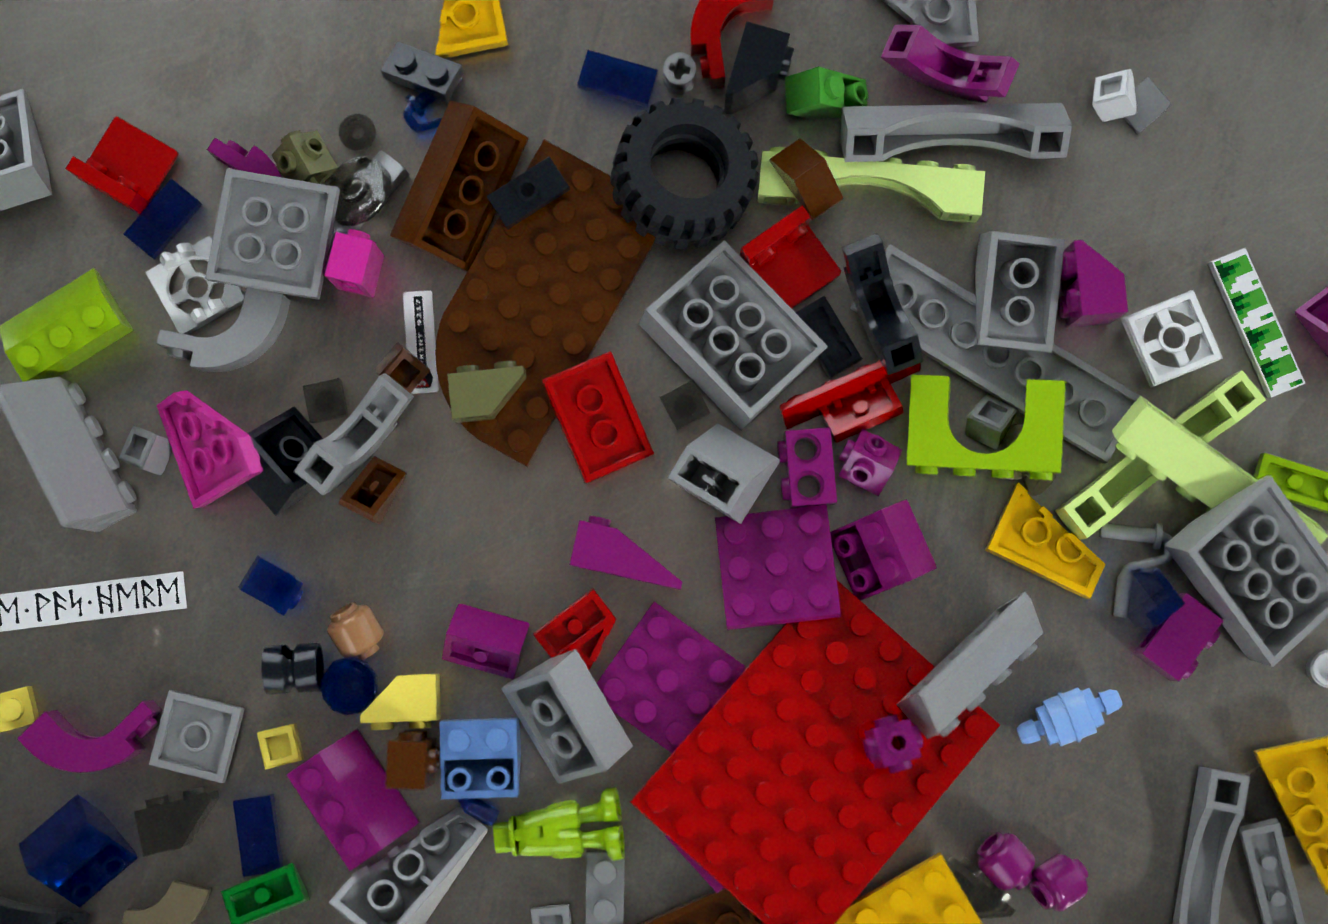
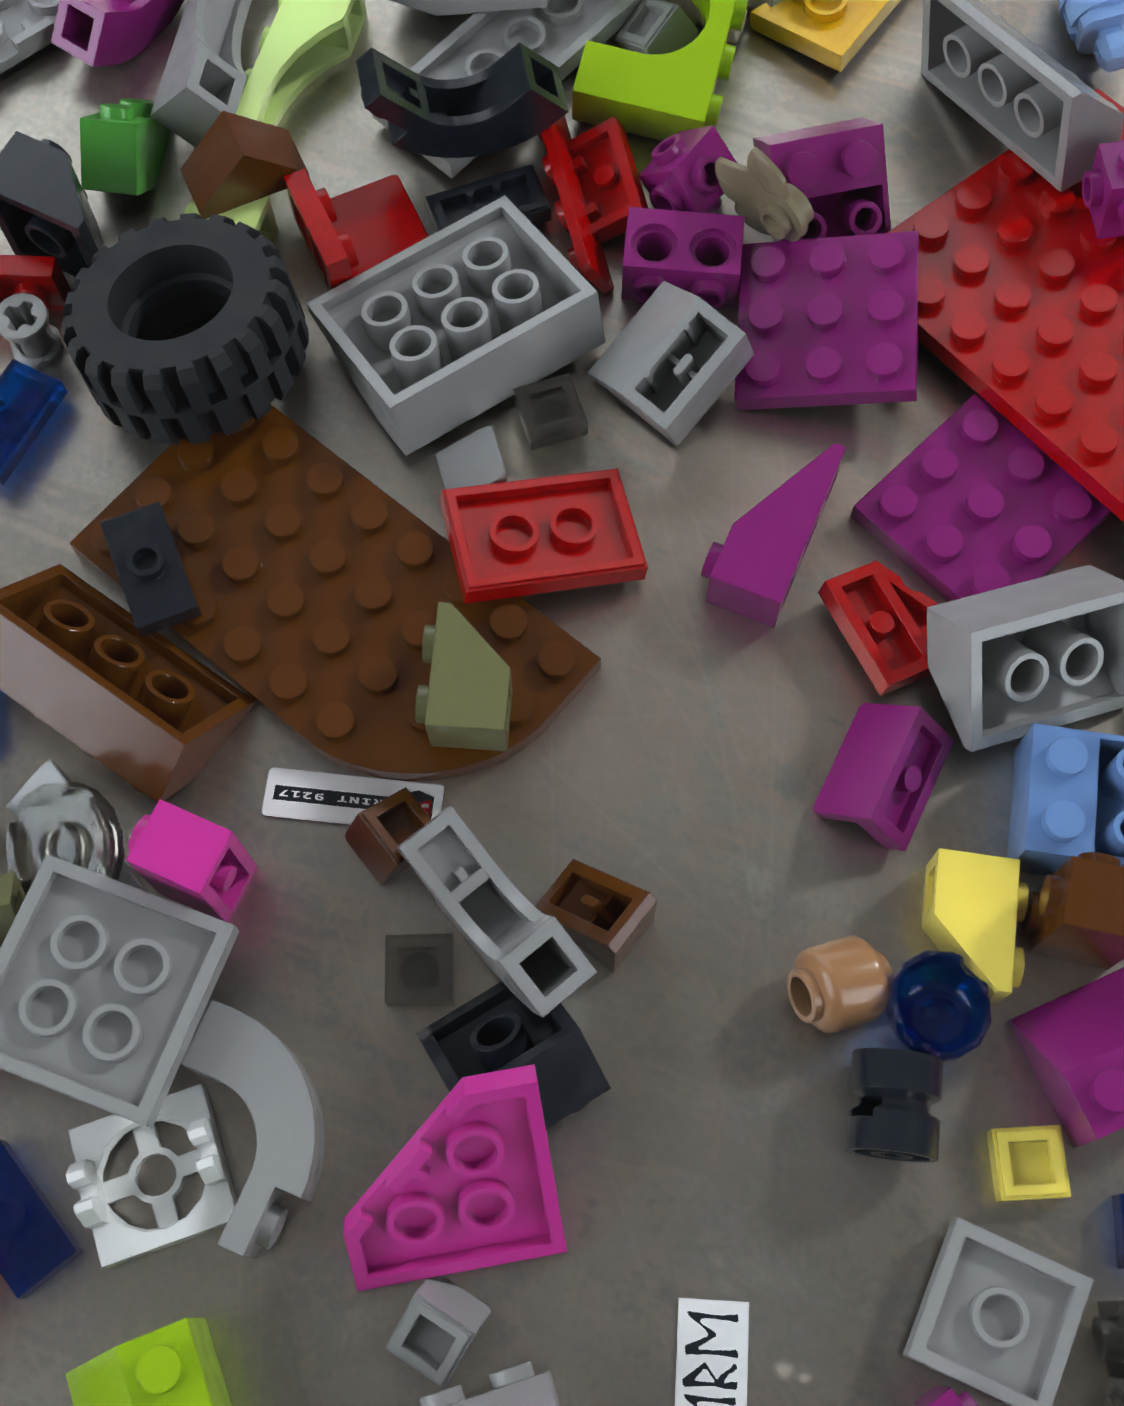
camera: 80 degrees left, 15 degrees down
(272, 585) = (737, 1119): clear blue bracket -> none
(638, 366) = (472, 461): none -> light grey slope
(840, 525) = (764, 196): none -> dark tan plate

